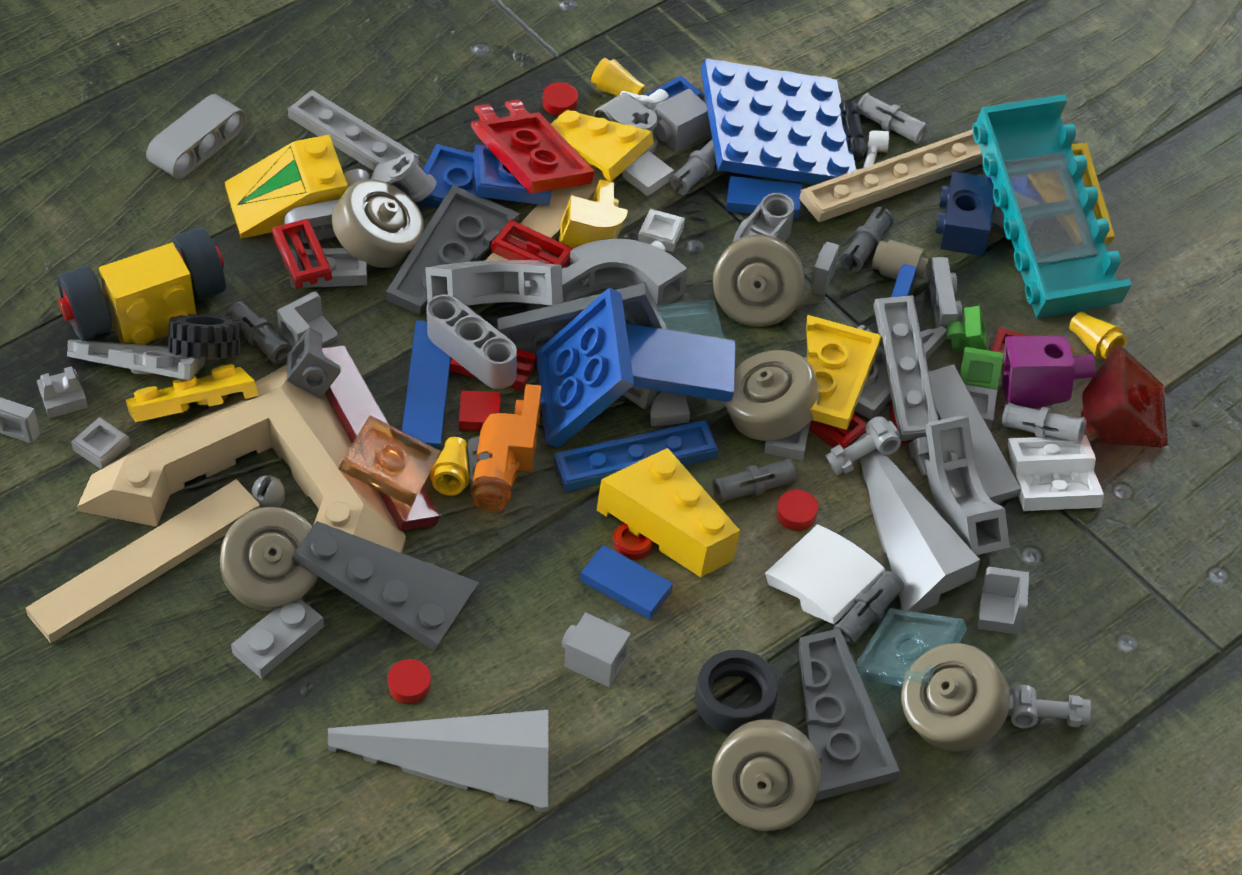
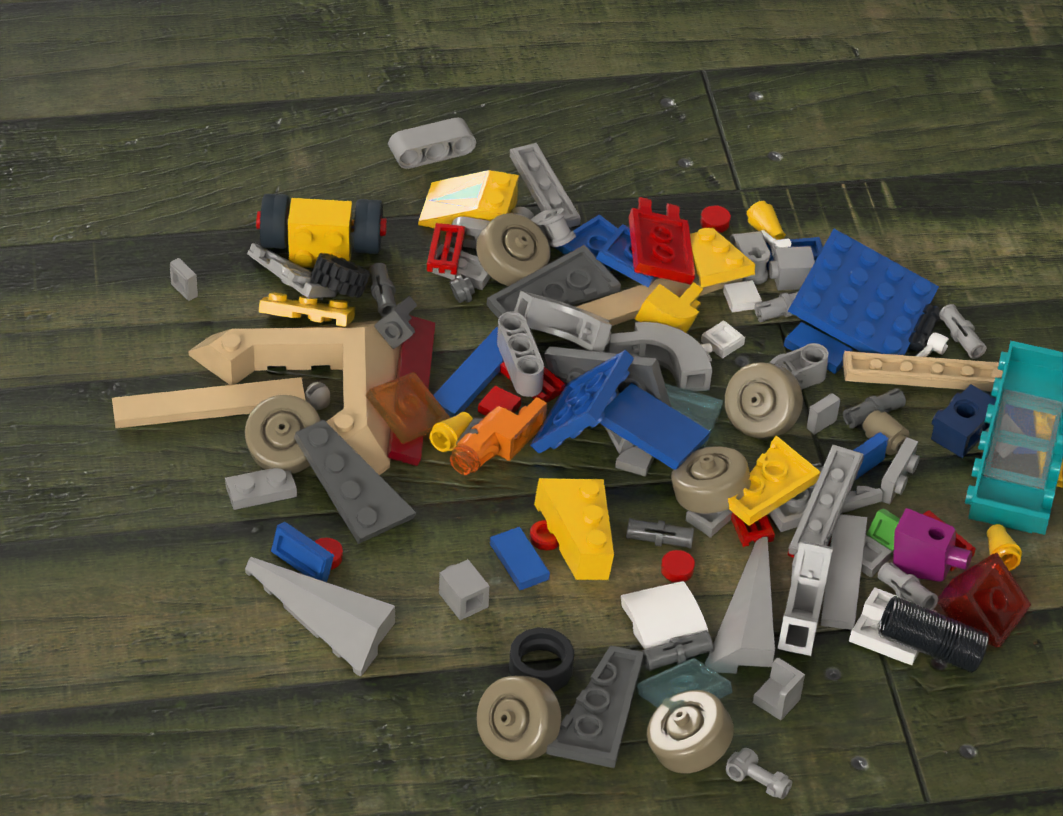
camera: 30 degrees right, 5 degrees down
(62, 393) = (227, 275): light grey tile -> none
(100, 443) = (230, 316): light grey tile -> none
(300, 315) = (424, 293): light grey panel -> none
(347, 293) = (462, 288): none -> dark grey plate
(386, 695) = (302, 552): none -> blue tile
(514, 249) = (598, 305): red tile -> none
(589, 464) = (619, 486): blue tile -> none
(881, 436) = (770, 544): light grey bar -> none
(968, 334) = (901, 499): bright green tile -> none
(1113, 463) = (929, 633): none -> black piece

